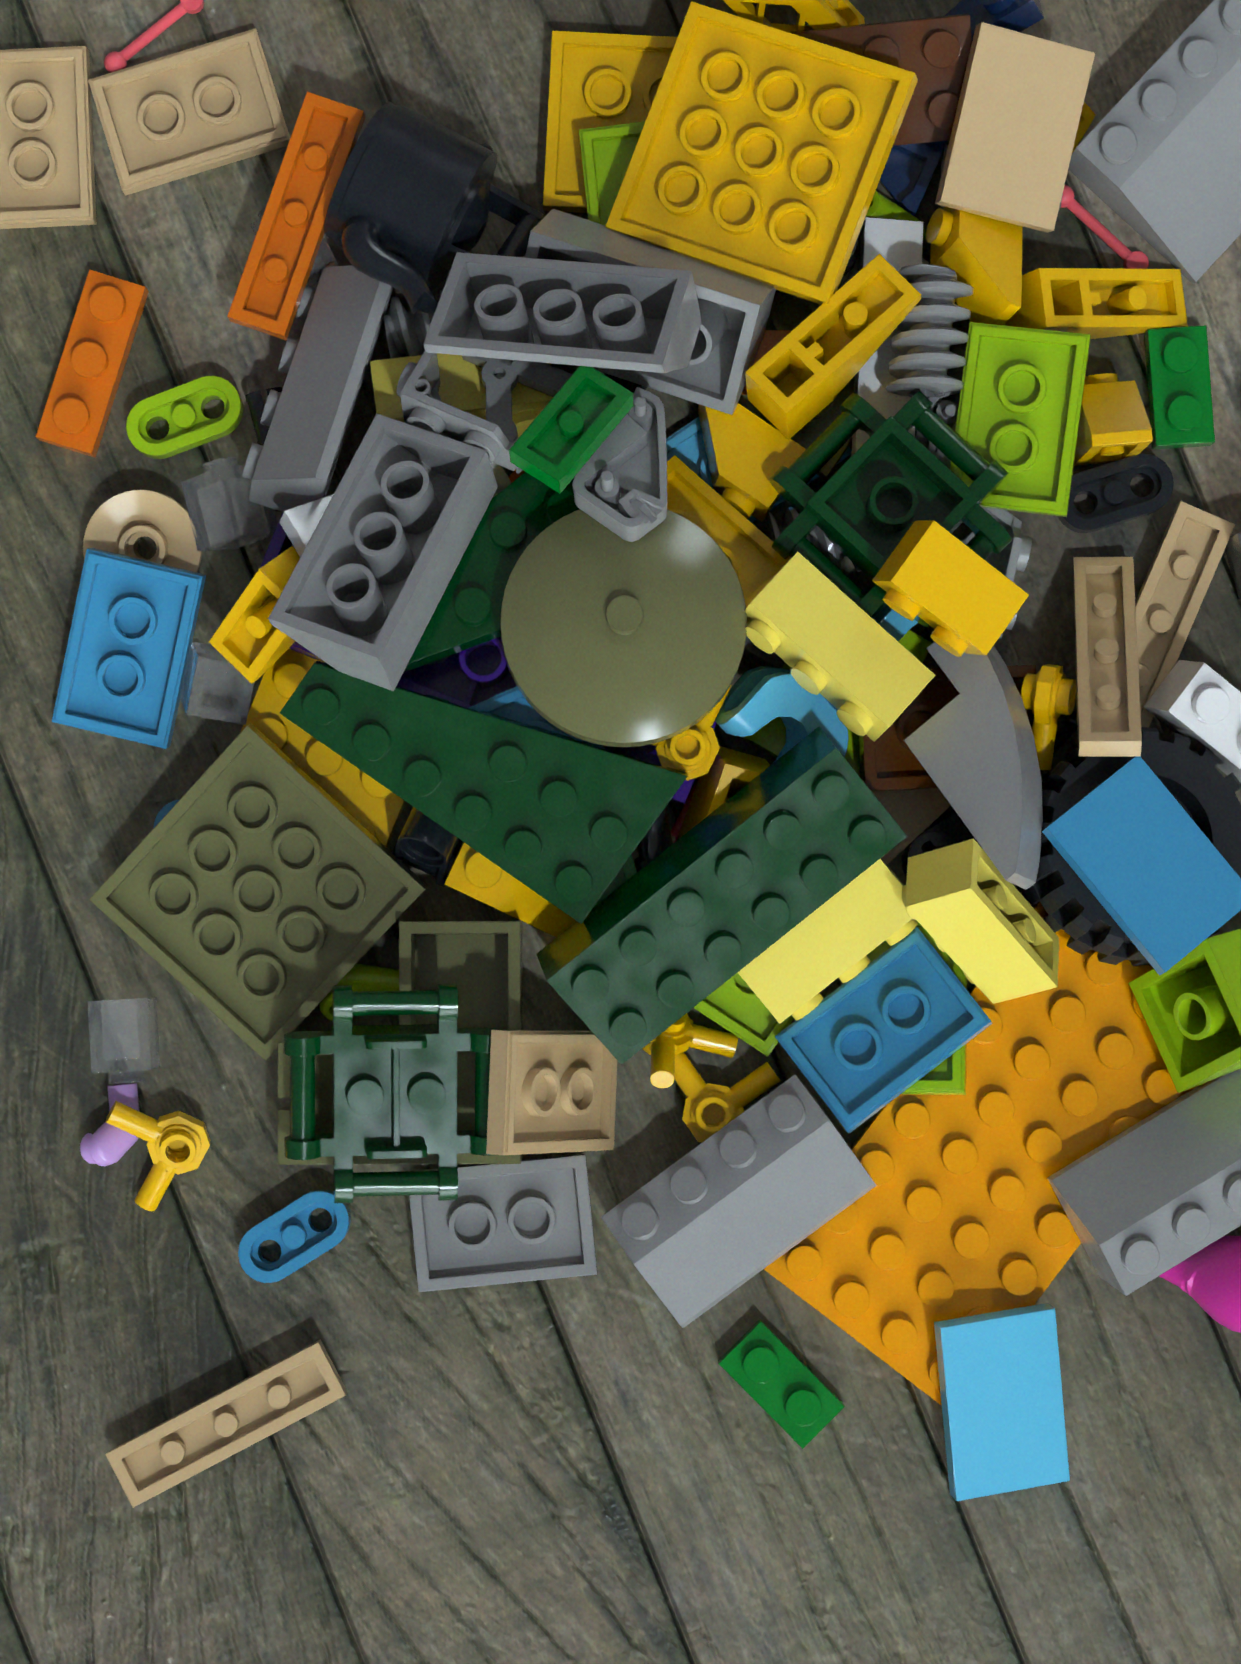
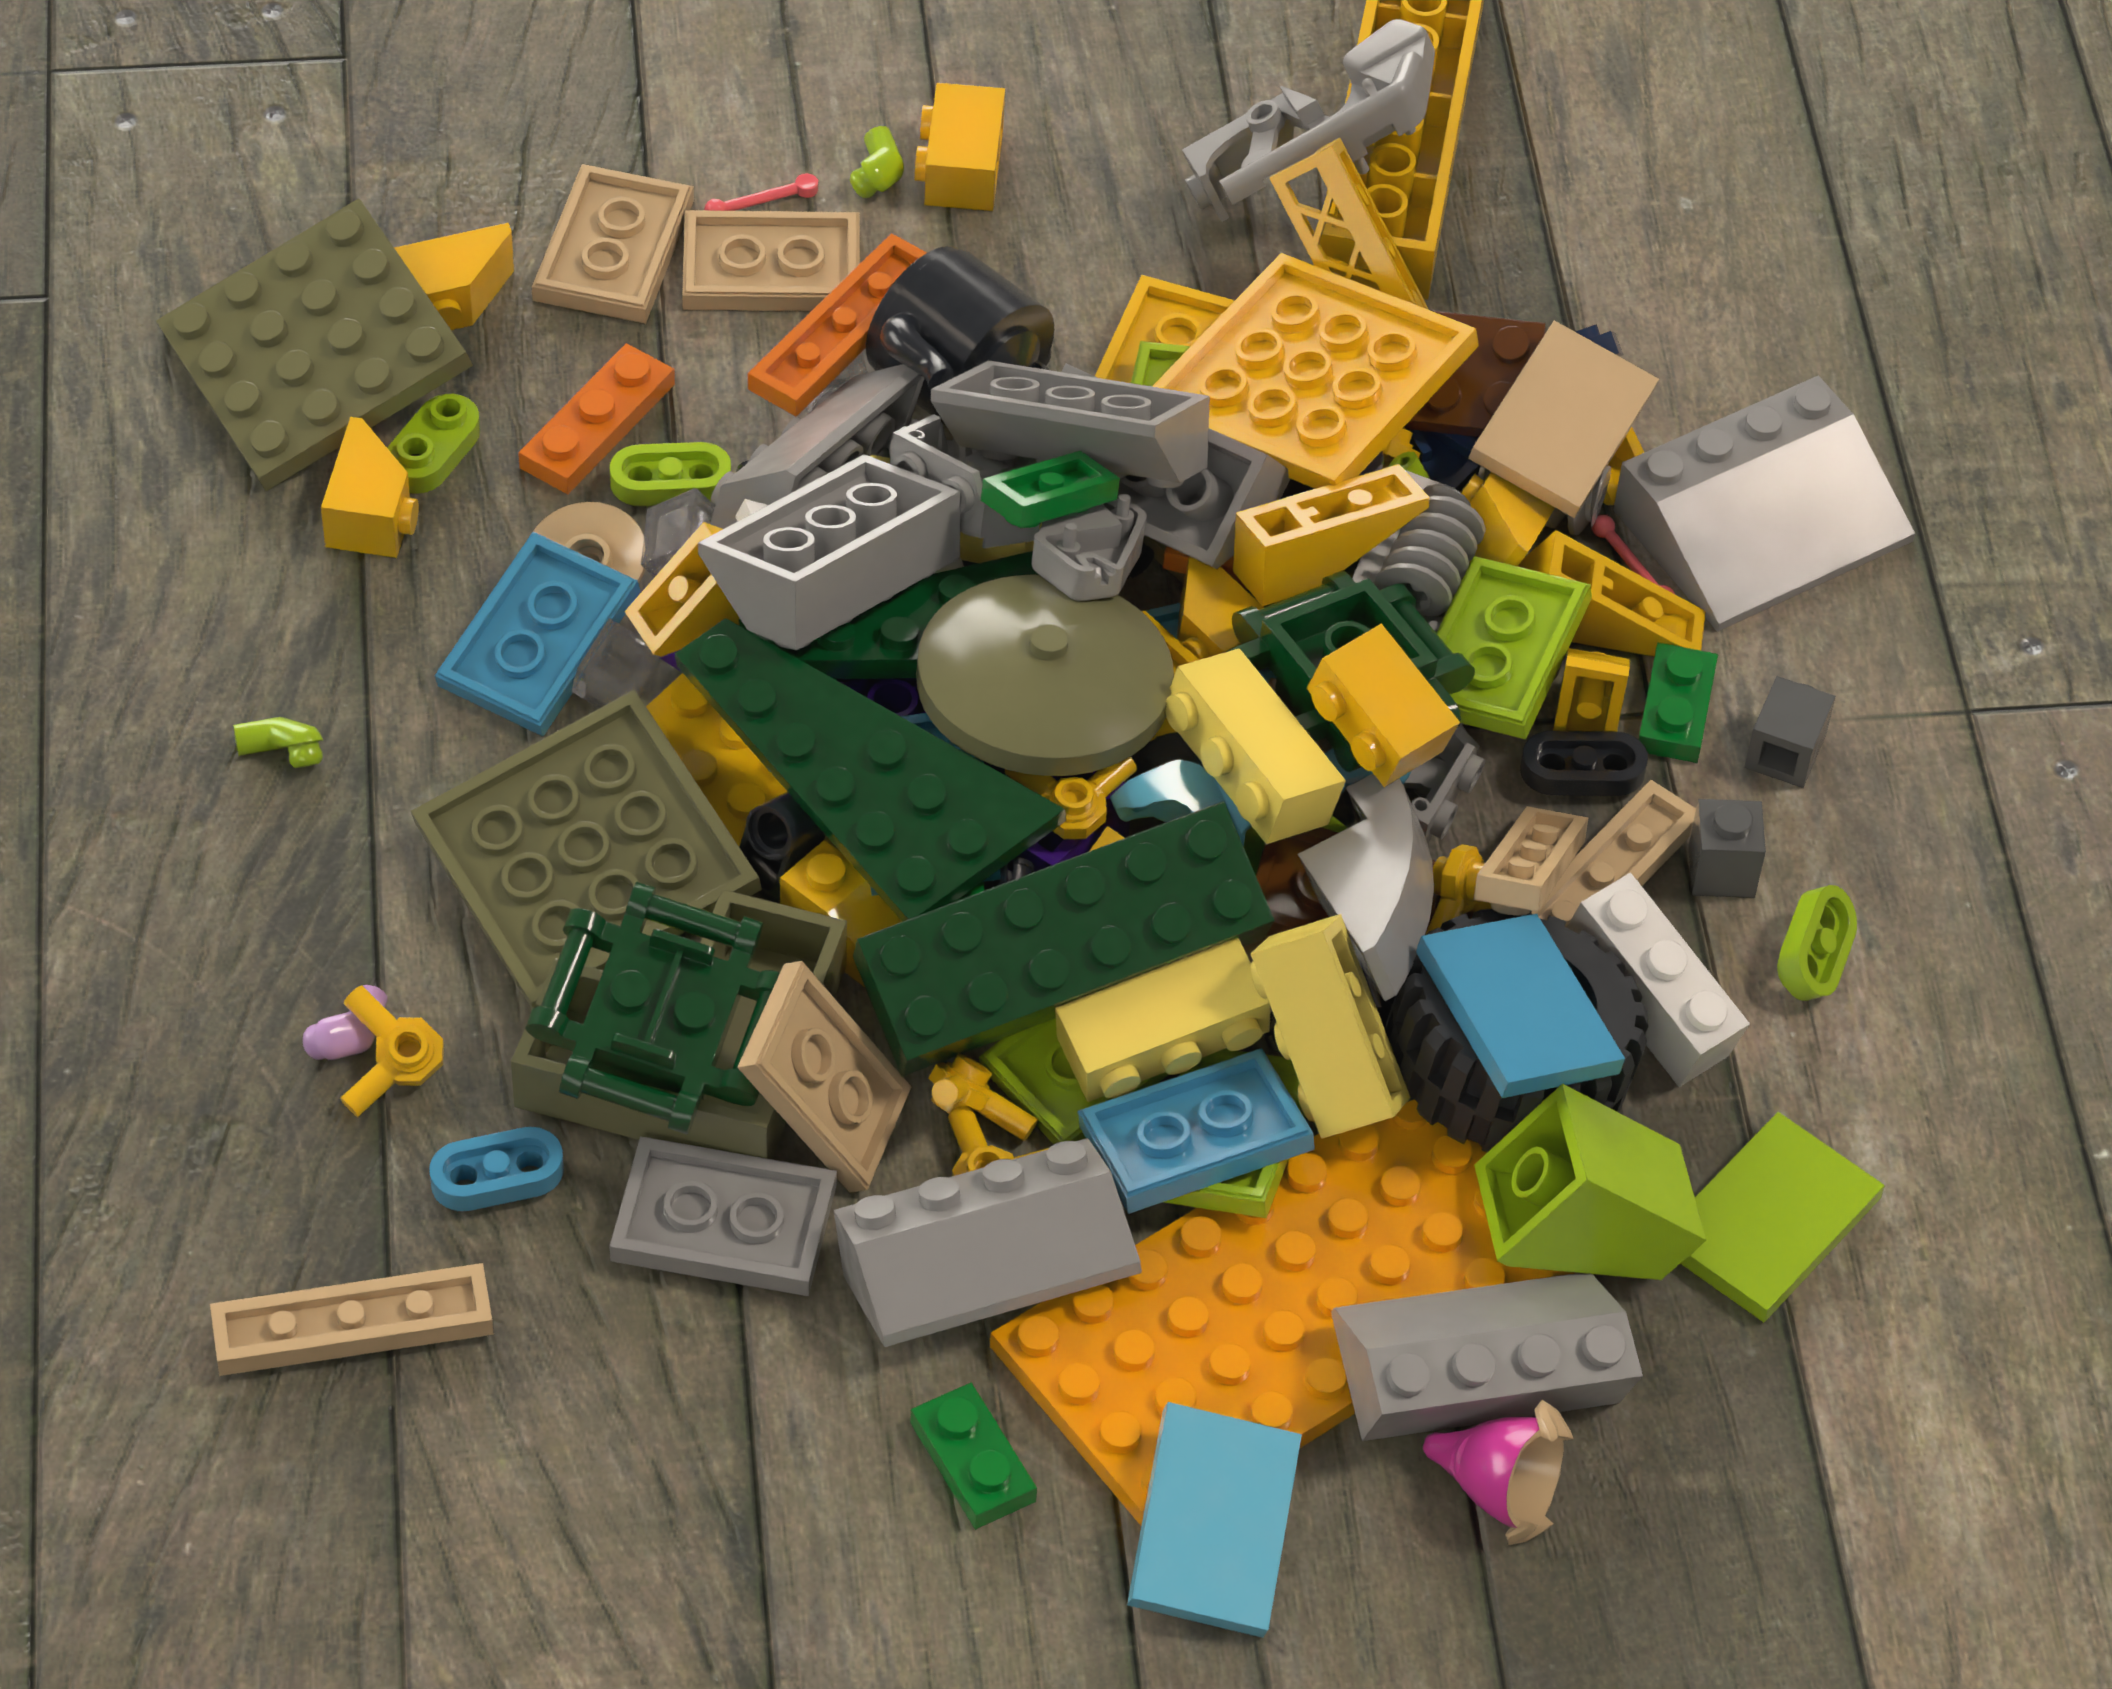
camera: 15 degrees right, 35 degrees down
(124, 1038) = (394, 943): clear brick -> none

